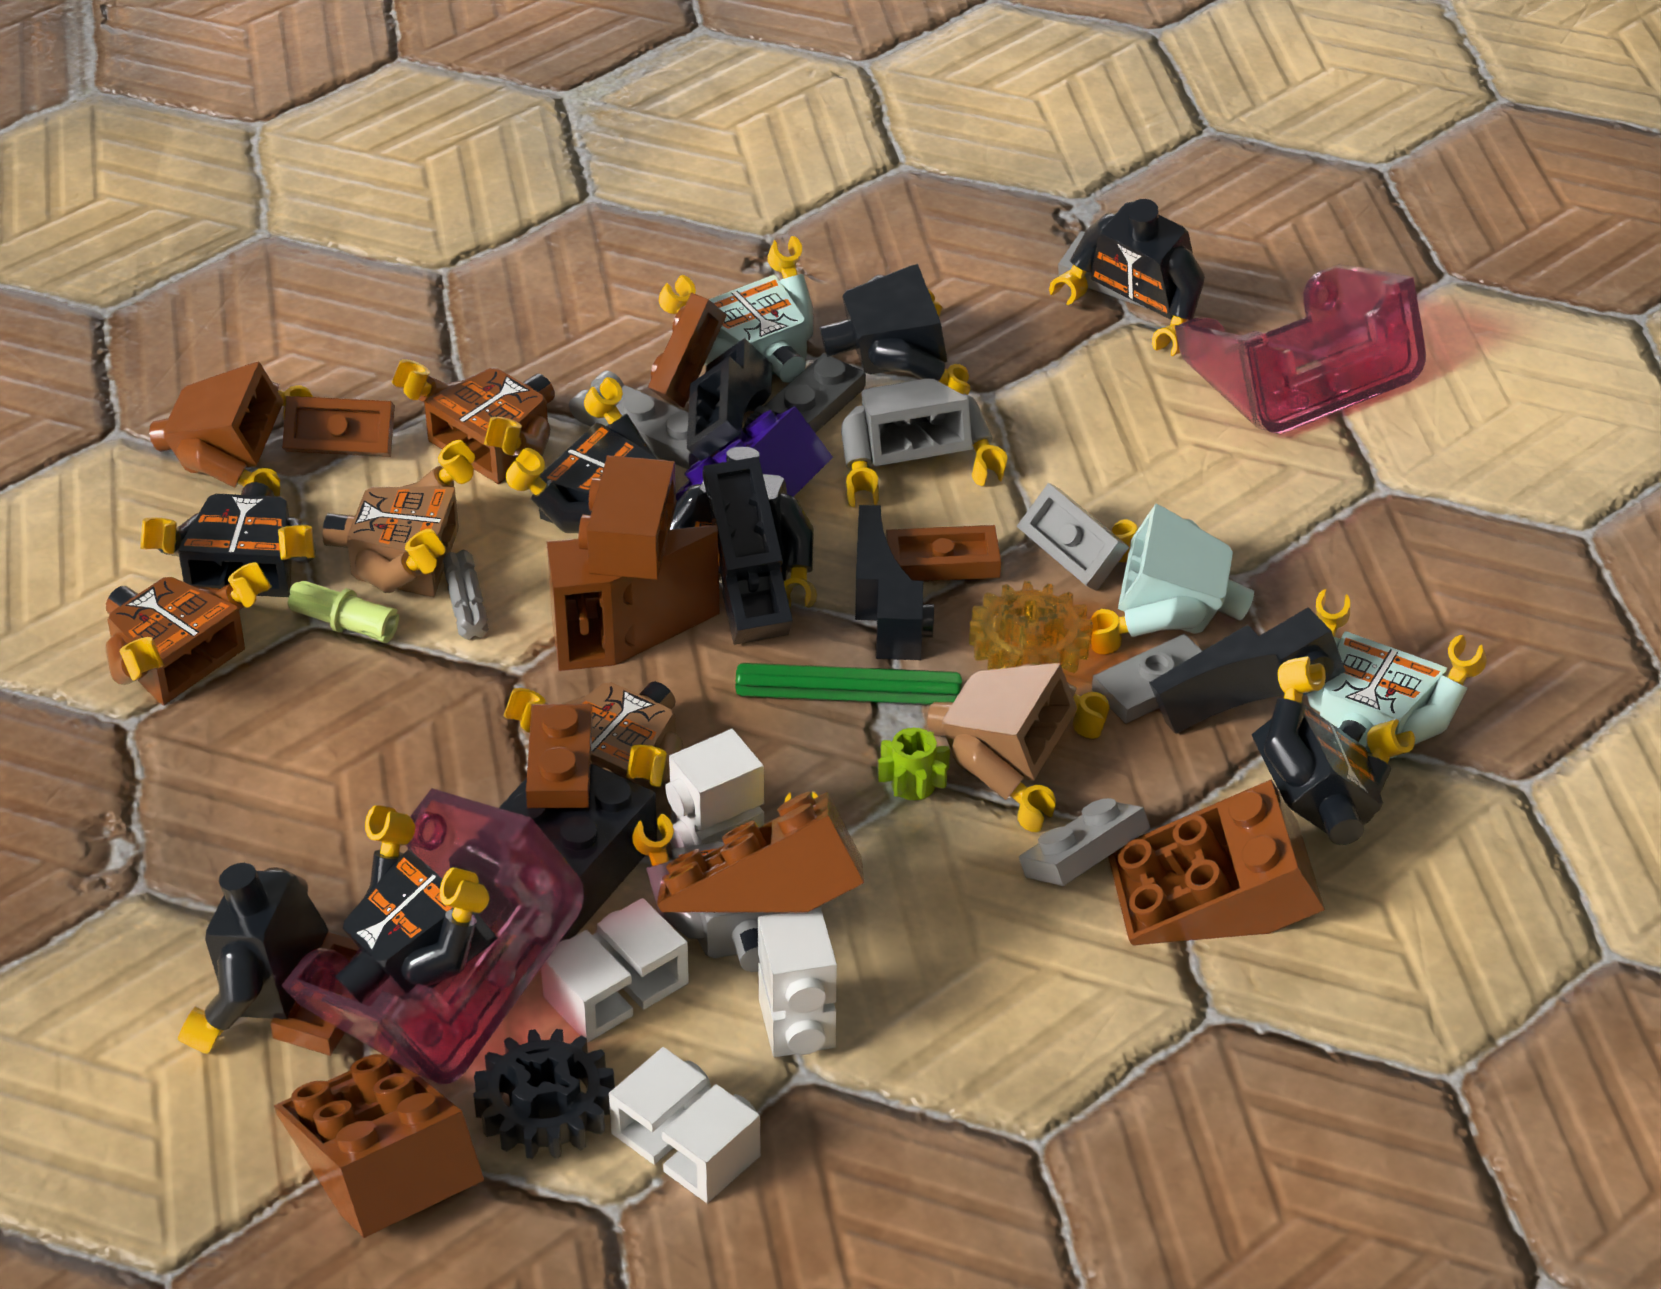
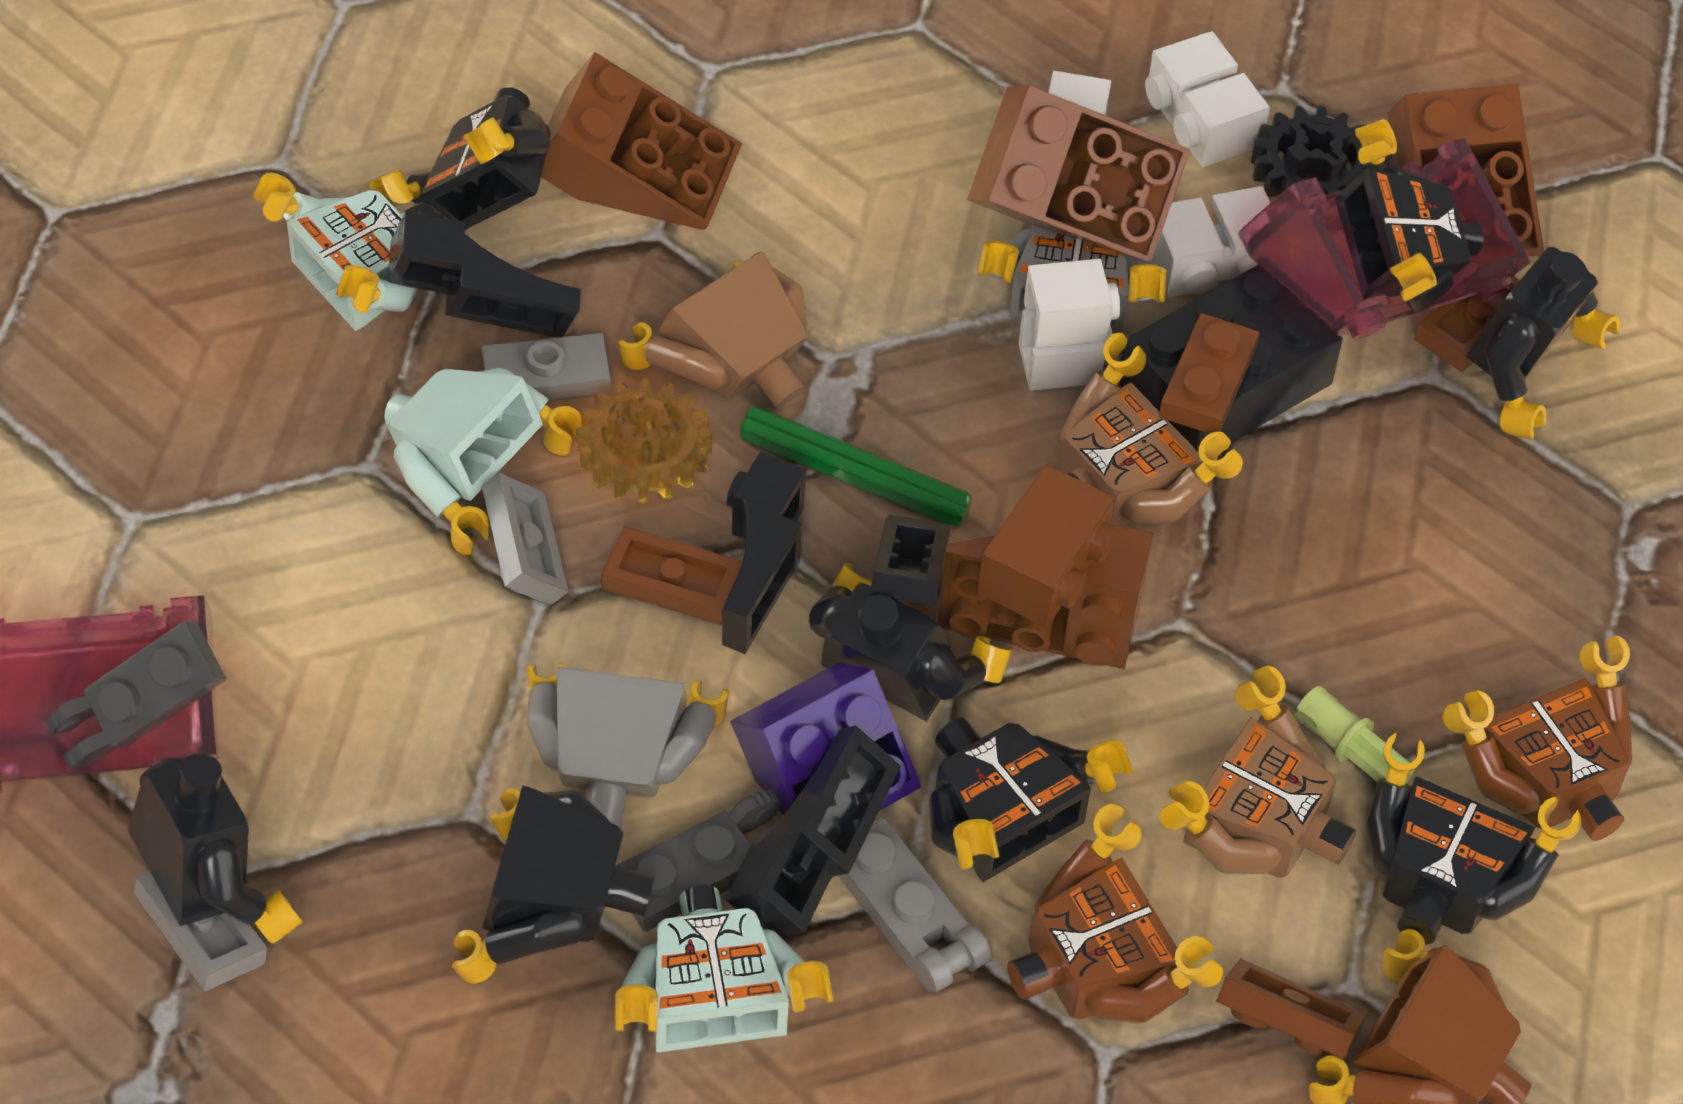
camera: 160 degrees left, 10 degrees up
(465, 594) = (1211, 718): light grey axle -> none
(687, 350) = (829, 922): dark orange plate -> none
(913, 763) = (845, 340): lime gear -> none
(1084, 842) = (731, 218): light grey plate -> none
(1241, 318) = (140, 693): none -> dark grey hinge

